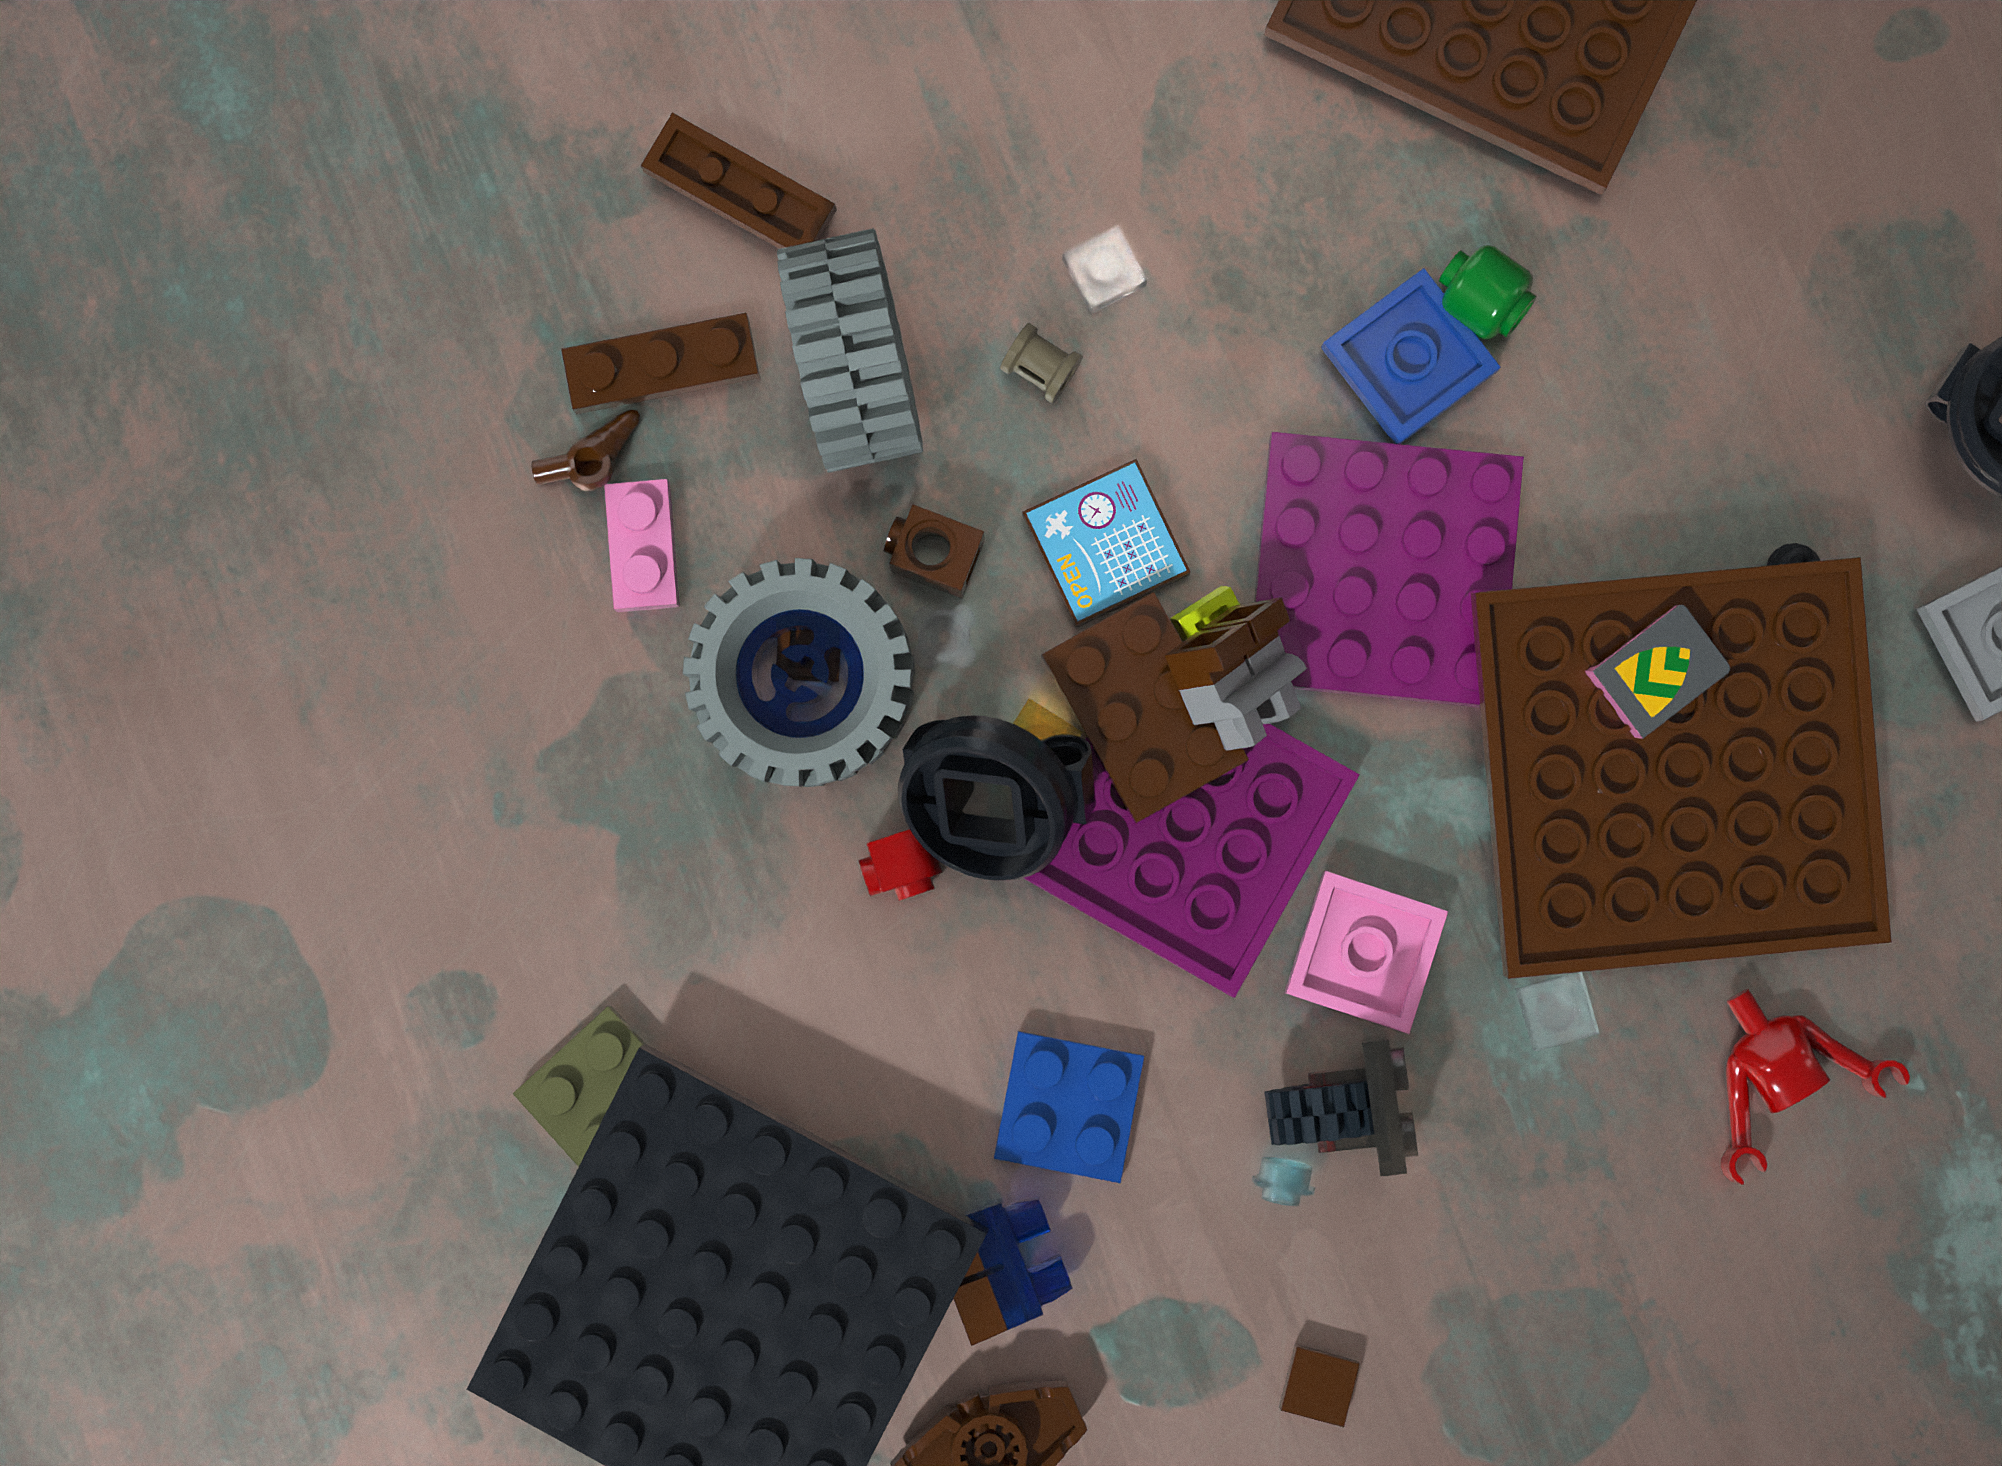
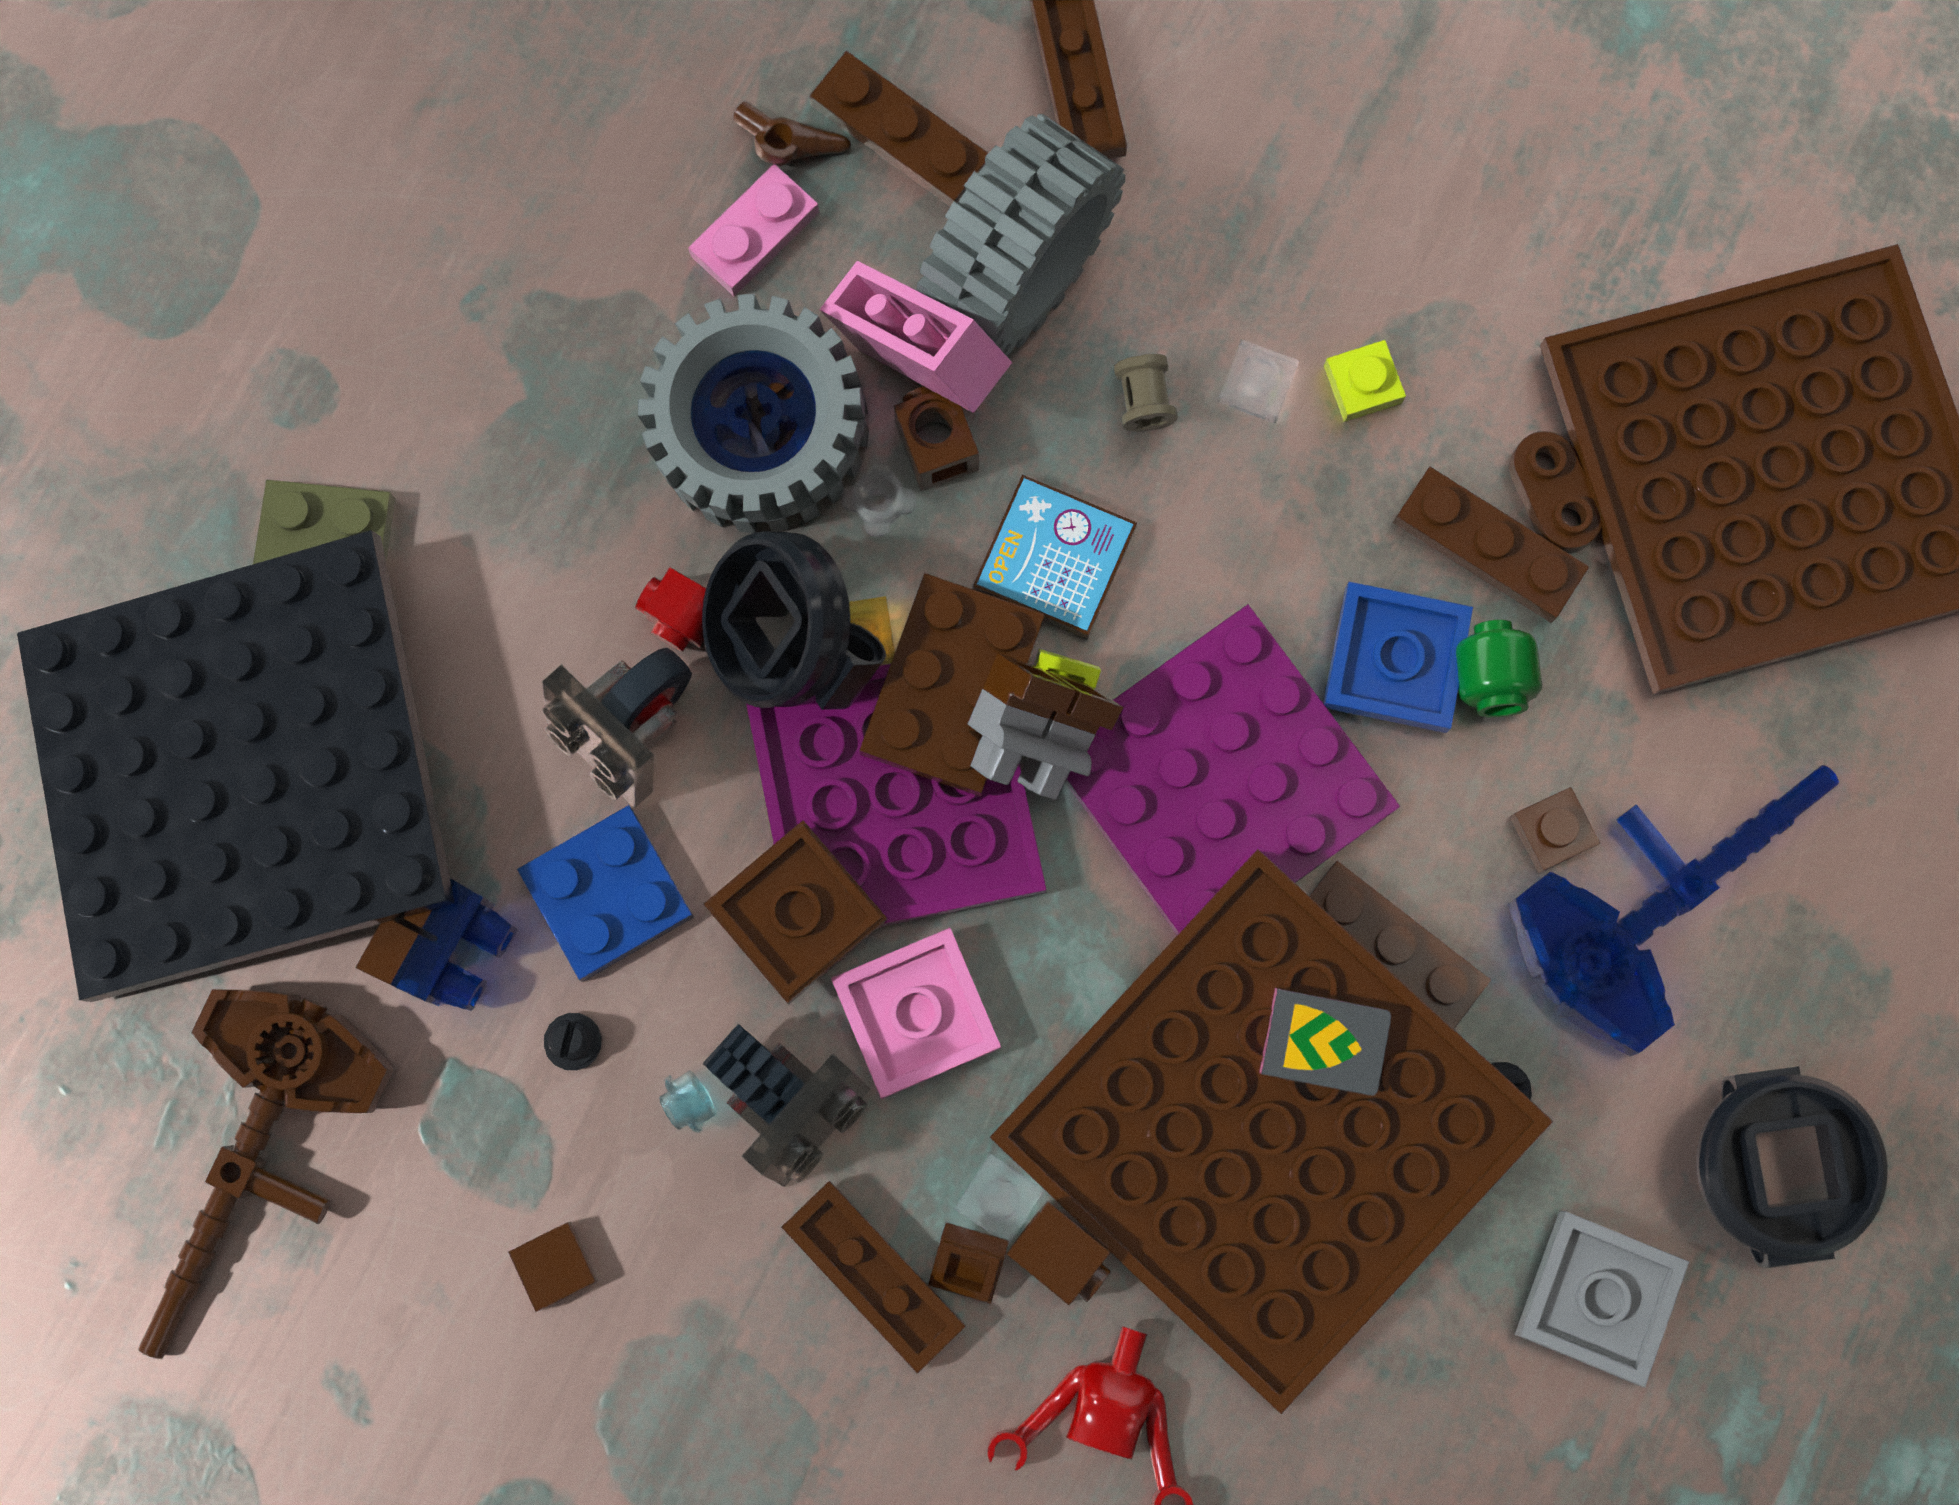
camera: 45 degrees right, 5 degrees down
(854, 499) = (916, 336): none -> bright pink brick
(952, 1003) = (617, 719): none -> clear smoke plate
(1160, 1227) = (572, 1041): none -> black piece
(1174, 189) = (1364, 380): none -> neon yellow plate
(1216, 976) = (795, 912): none -> reddish brown tile
(1383, 210) = (1491, 544): none -> reddish brown plate
(1385, 131) = (1551, 491): none -> reddish brown plate
(1534, 1153) = (873, 1276): none -> reddish brown plate
(1585, 1074) = (968, 1262): none -> reddish brown tile
(1624, 550) = (1401, 944): none -> reddish brown plate
(1638, 359) = (1554, 830): none -> reddish brown plate
(1638, 1002) = (1061, 1255): none -> reddish brown brick
(1749, 414) = (1595, 961): none -> clear blue bar

